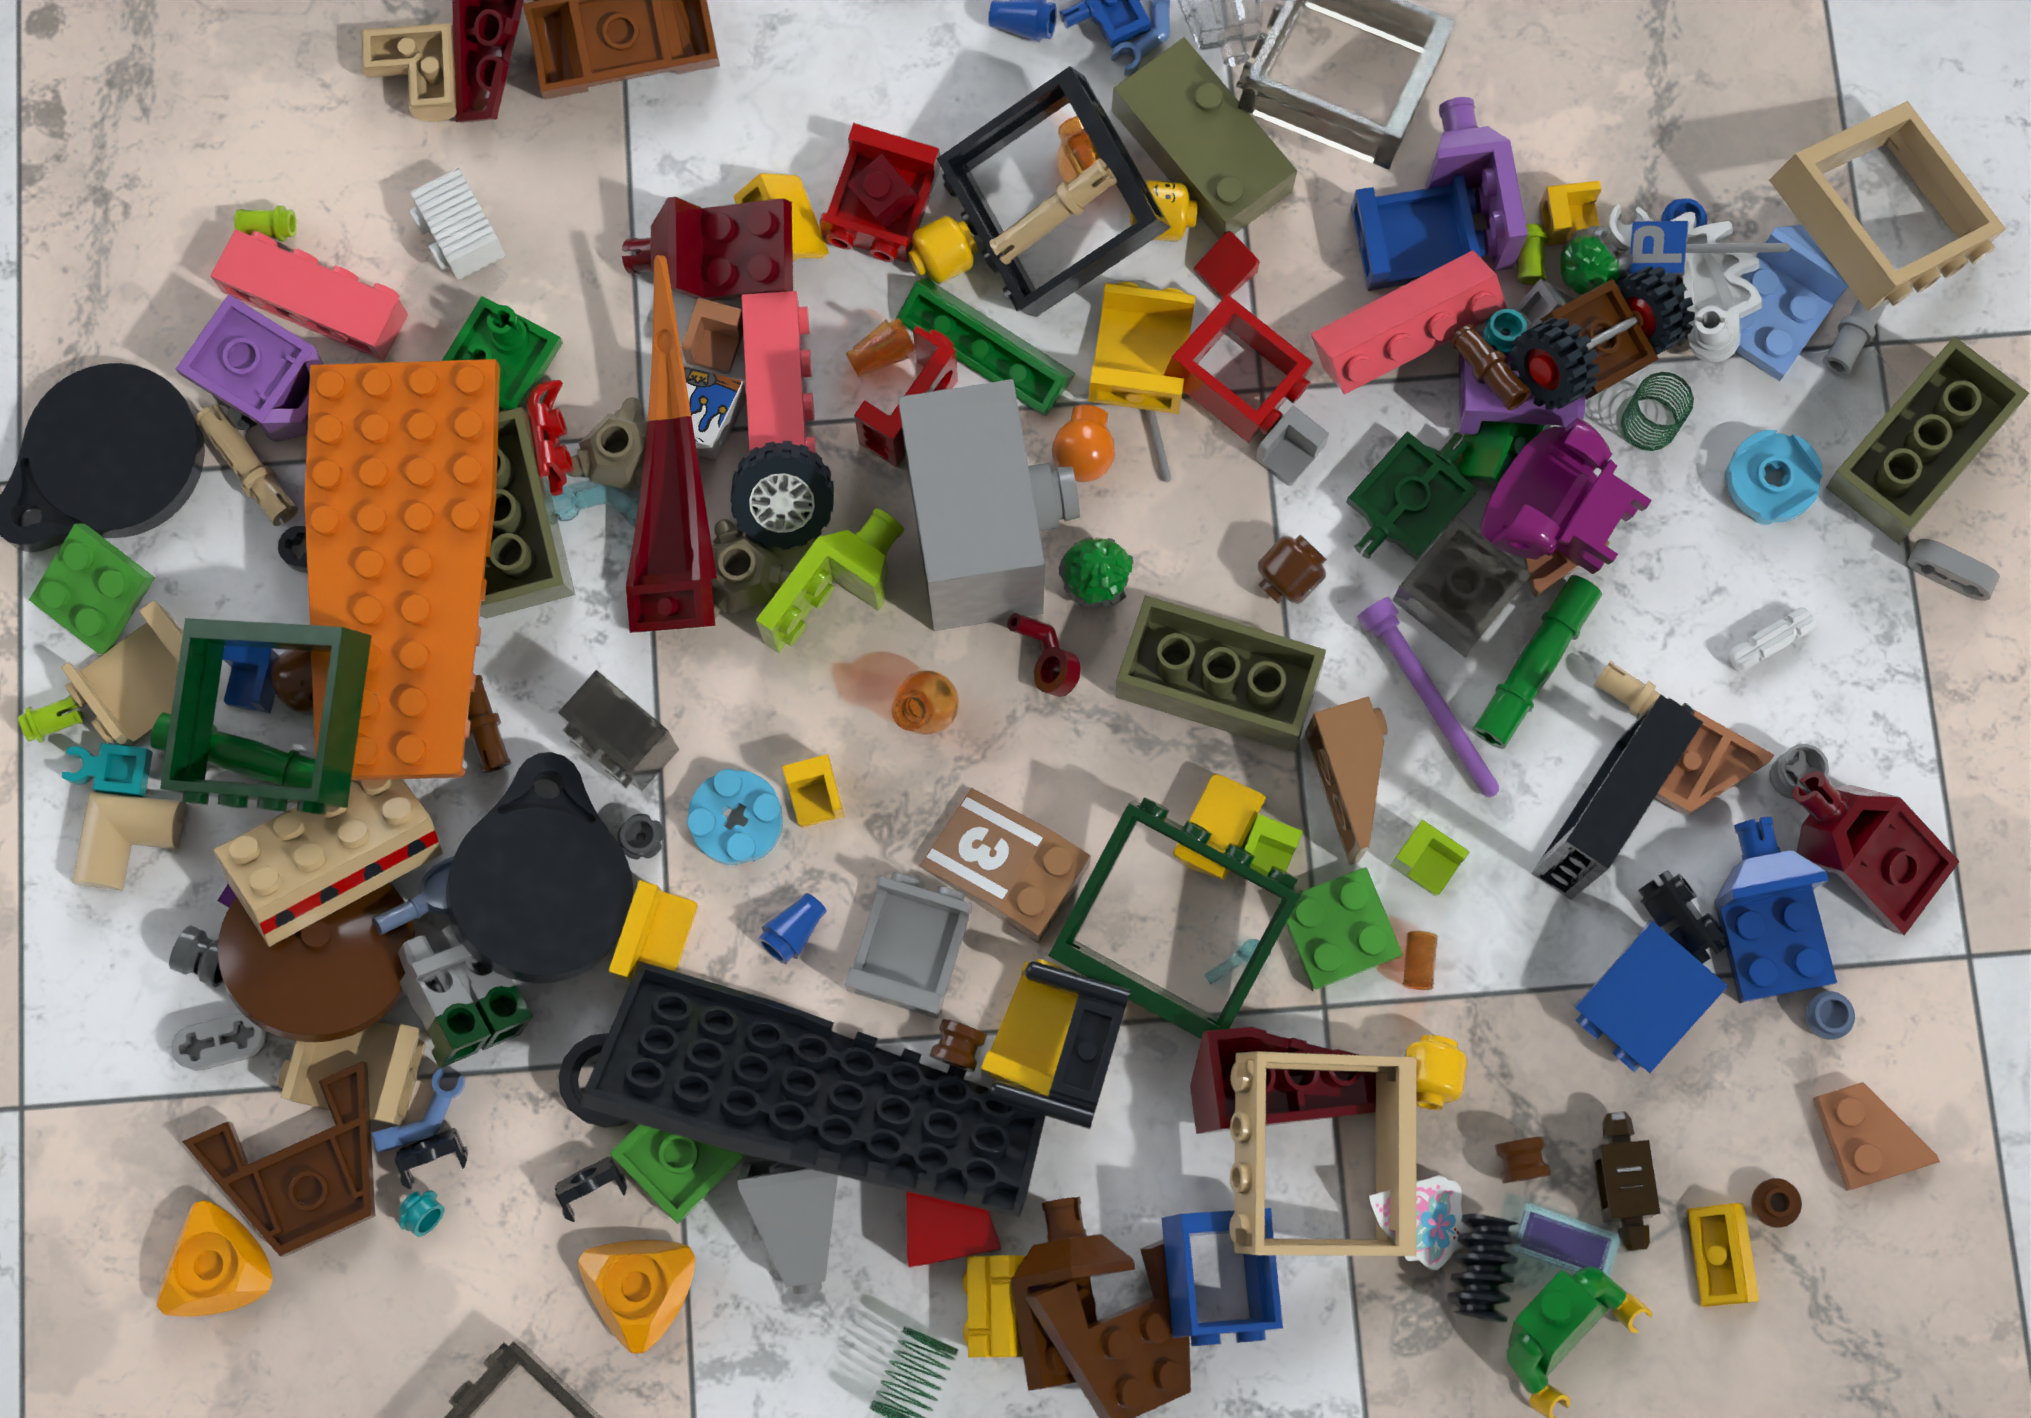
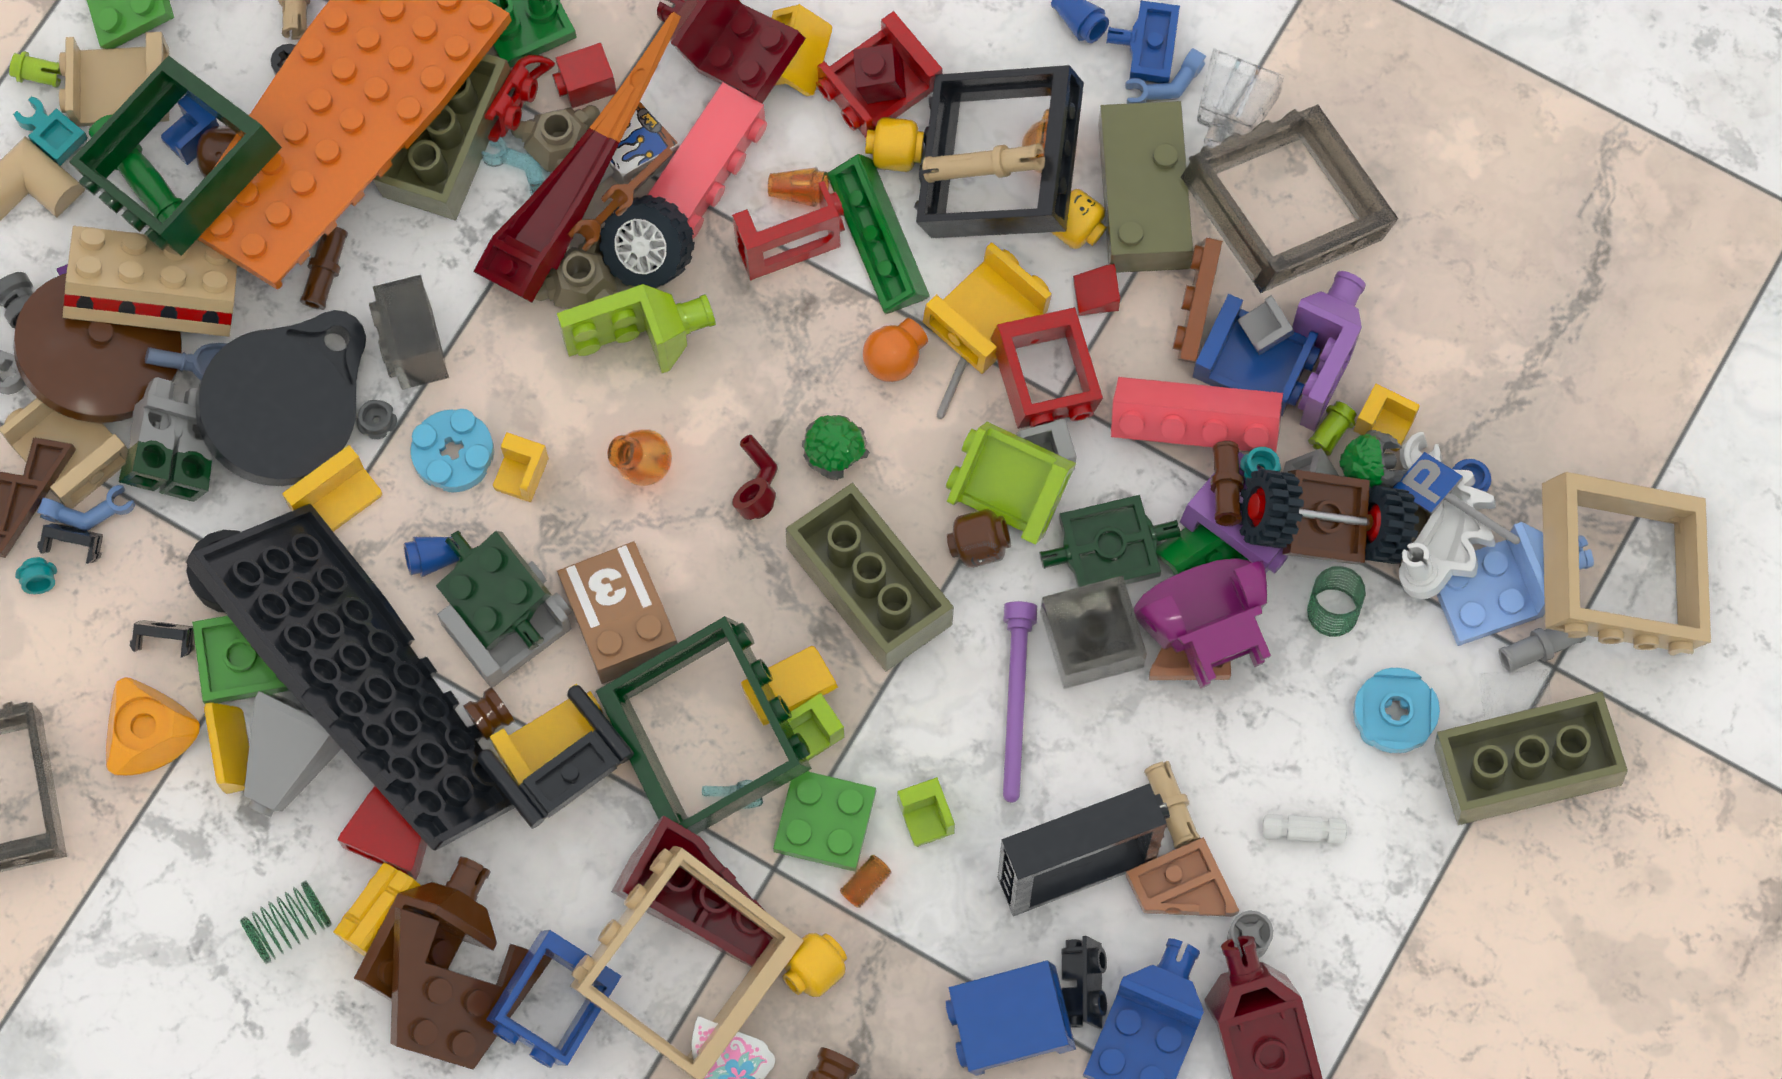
camera: 35 degrees right, 5 degrees down
(600, 374) = (584, 75): none -> red brick
(713, 336) = (682, 99): nougat panel -> none
(731, 463) = (622, 197): none -> dark orange flag
(733, 1248) = (228, 745): none -> yellow slope
(880, 925) = (494, 590): none -> dark green plate
(980, 503) = (771, 335): light grey brick -> none
(1285, 495) = (1010, 479): none -> lime panel
(1330, 212) = (1197, 299): none -> dark orange wing
(1348, 758) = (914, 704): medium nougat slope -> none
(1410, 197) = (1266, 325): none -> light grey panel
(1537, 661) = (1113, 726): green piece -> none
(1953, 569) = (1482, 869): light grey beam -> none

